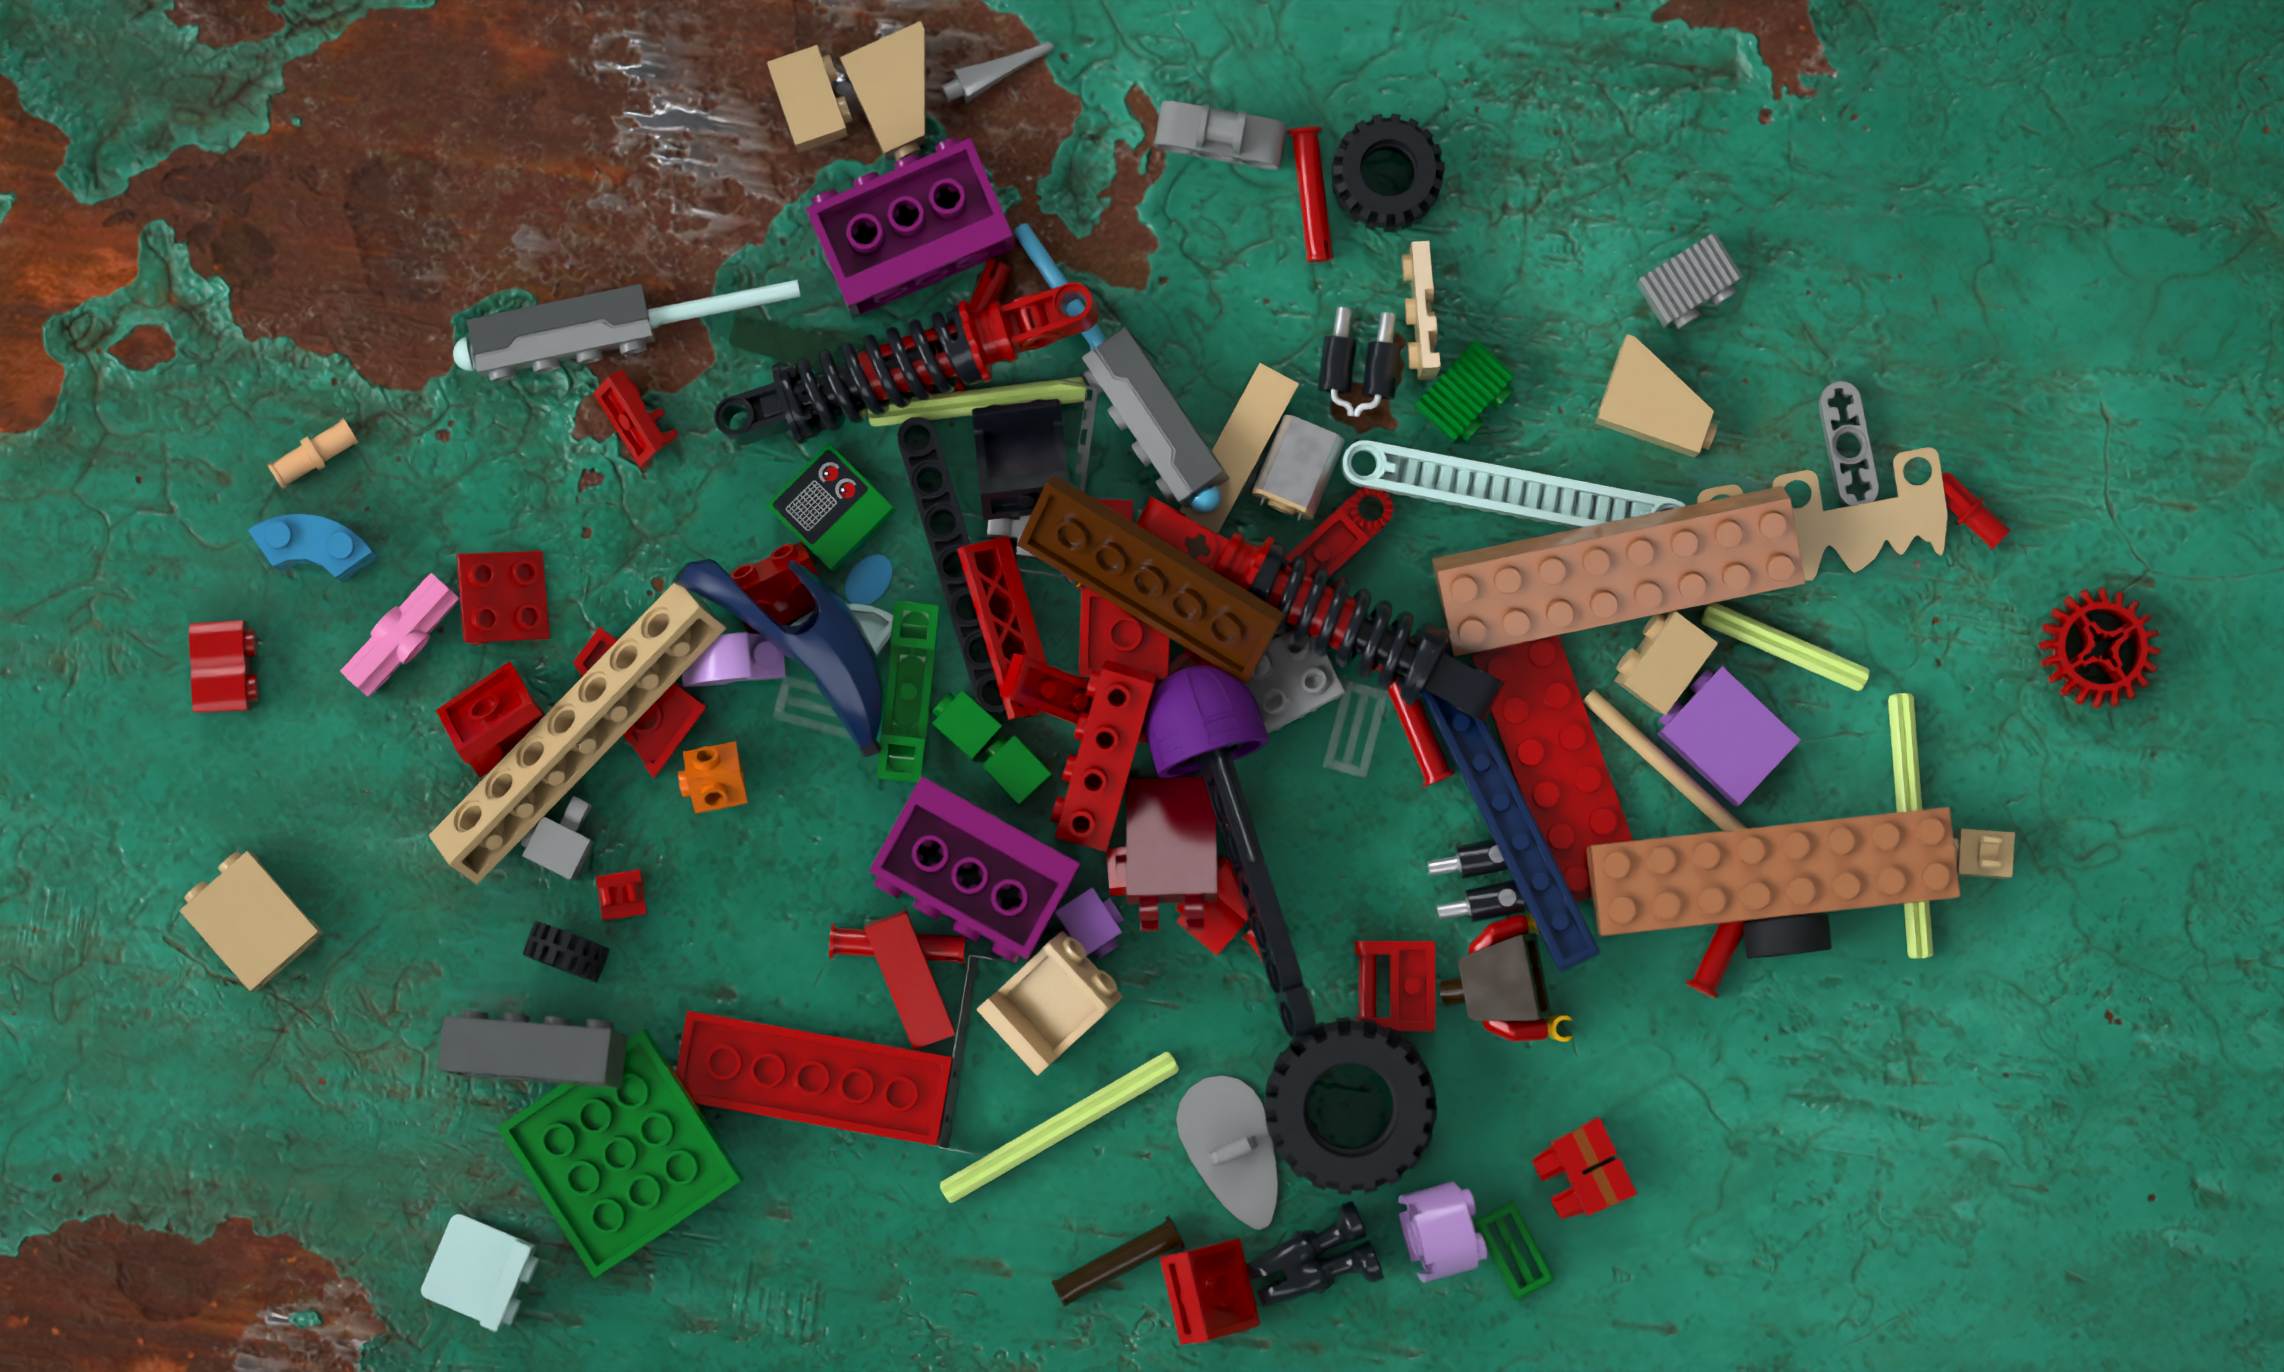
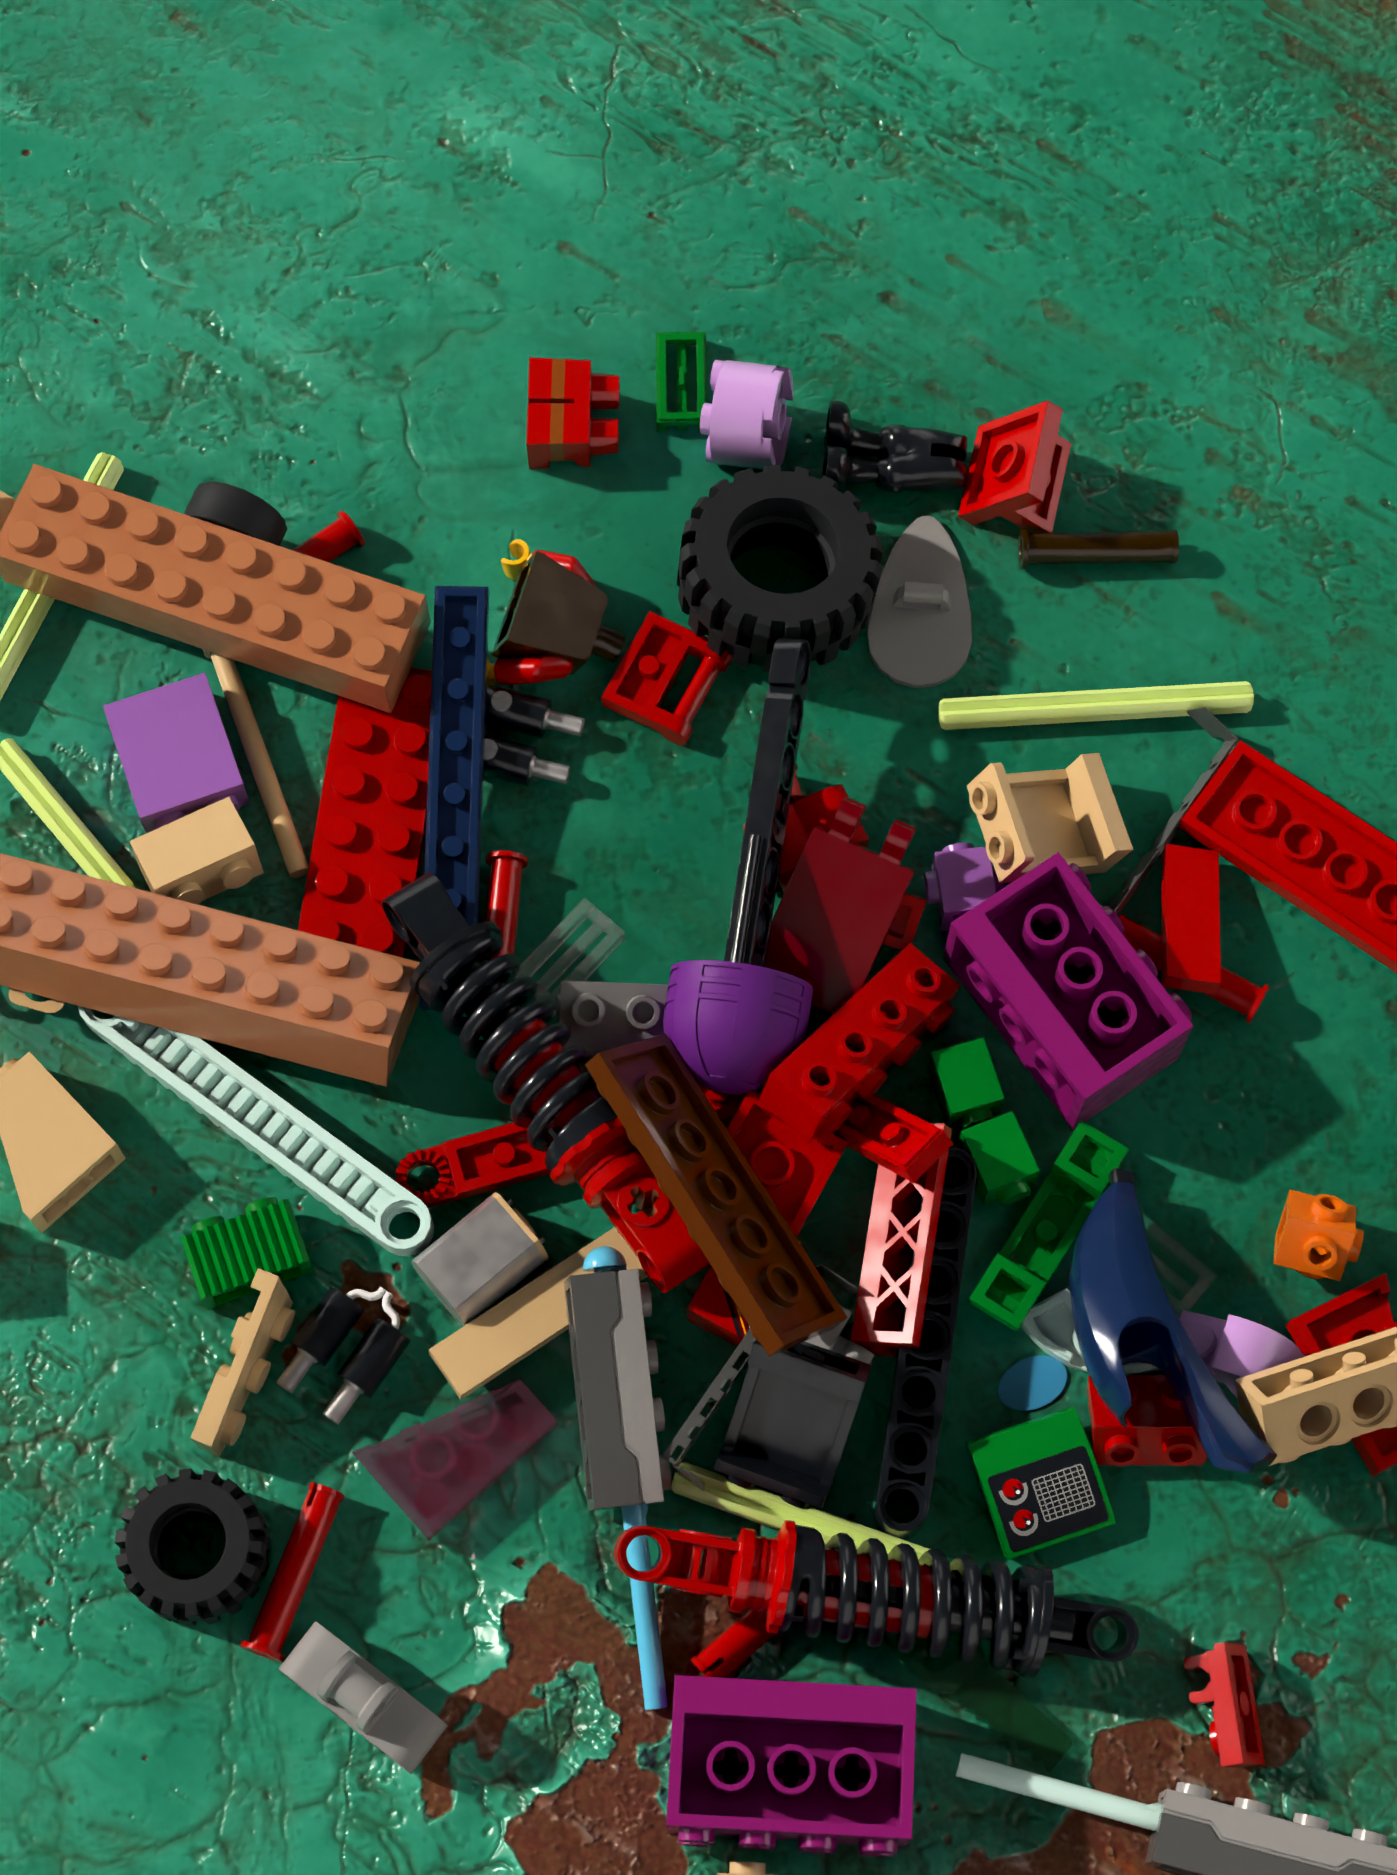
camera: 150 degrees left, 15 degrees down
(1243, 326) = (453, 1459): none -> clear pink wing

